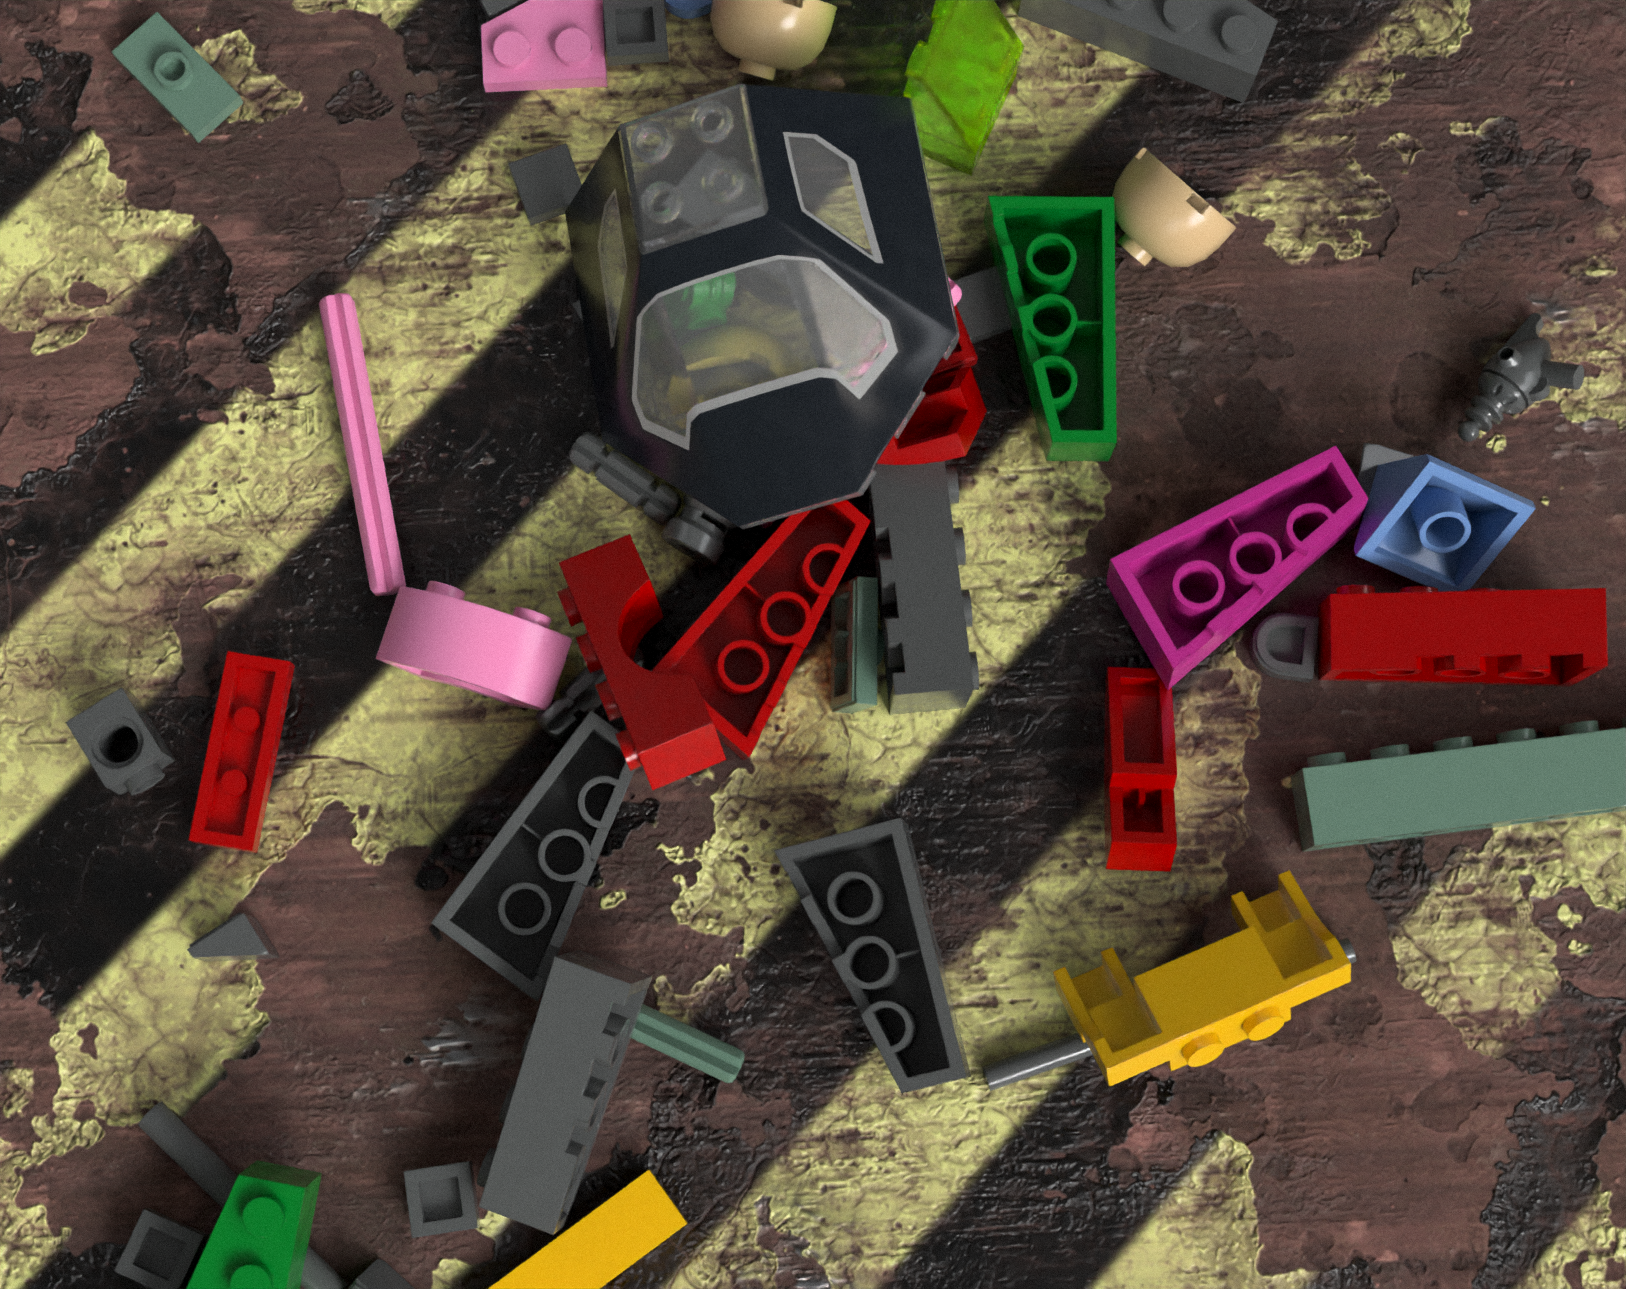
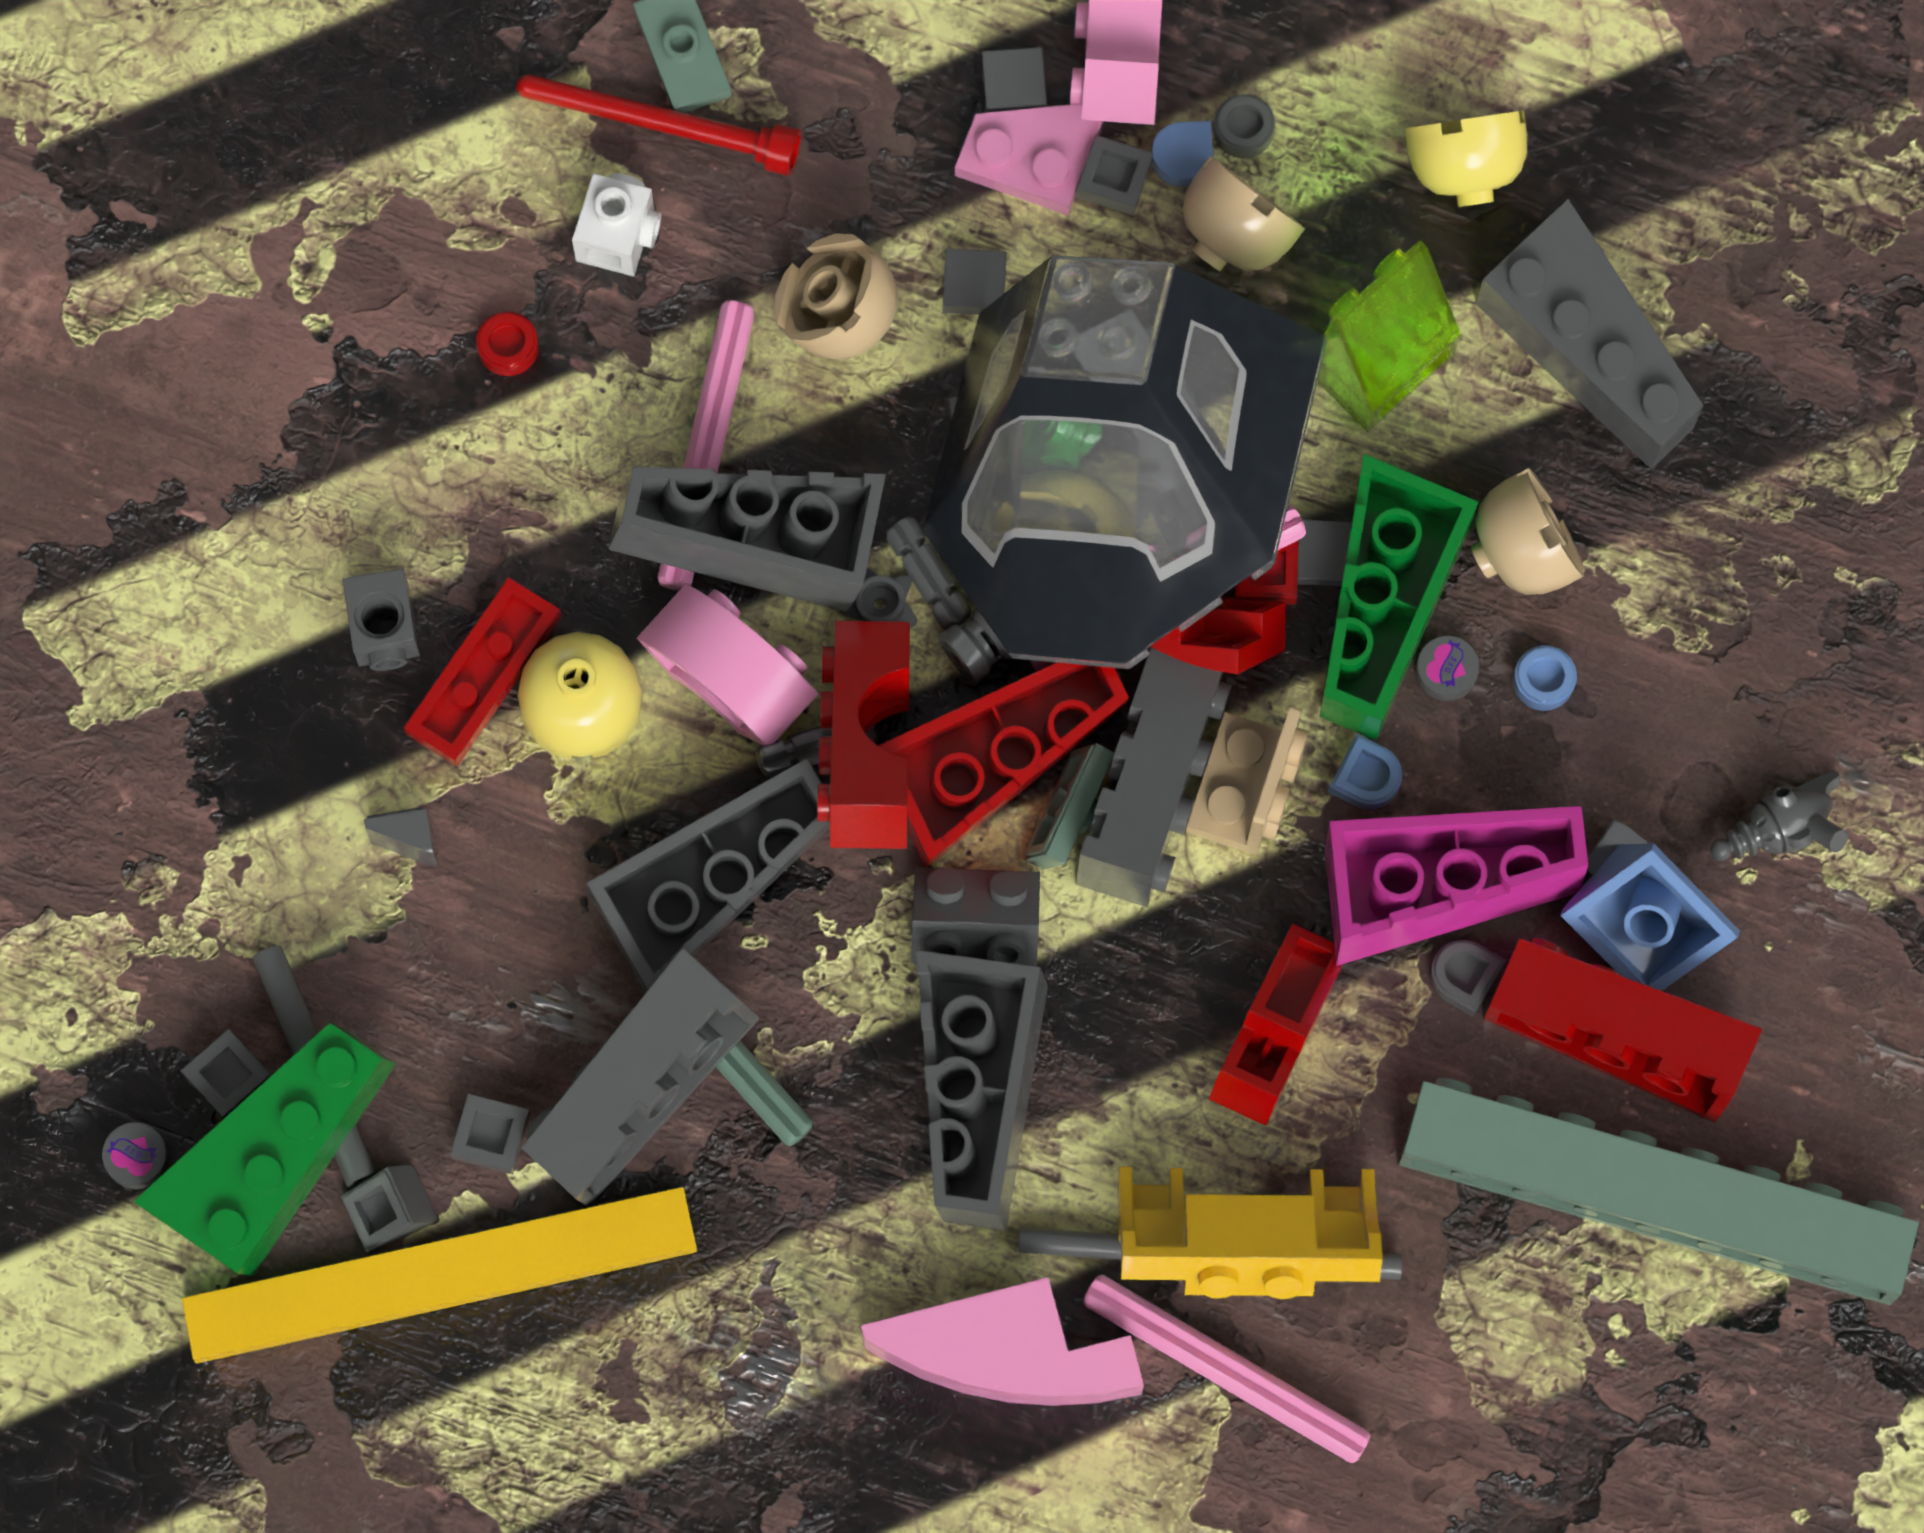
camera: 25 degrees right, 5 degrees down
(130, 424) = (507, 343): none -> red tile
(184, 267) = (616, 223): none -> white brick
(304, 134) = (774, 146): none -> red piece
(368, 750) = (582, 719): none -> light yellow cylinder
(427, 252) = (837, 298): none -> tan cylinder
(444, 506) = (754, 528): none -> dark grey wedge
(580, 512) = (883, 588): none -> dark grey plate
(812, 787) = (976, 914): none -> dark grey bracket
(1010, 548) = (1241, 784): none -> tan bracket
(1024, 1194) = (1006, 1350): none -> bright pink slope
(1114, 496) = (1367, 775): none -> medium blue tile
(1144, 365) = (1447, 668): none -> dark grey tile
(1233, 1117) = (1226, 1368): none -> bright pink axle
(1235, 337) = (1544, 677): none -> medium blue tile

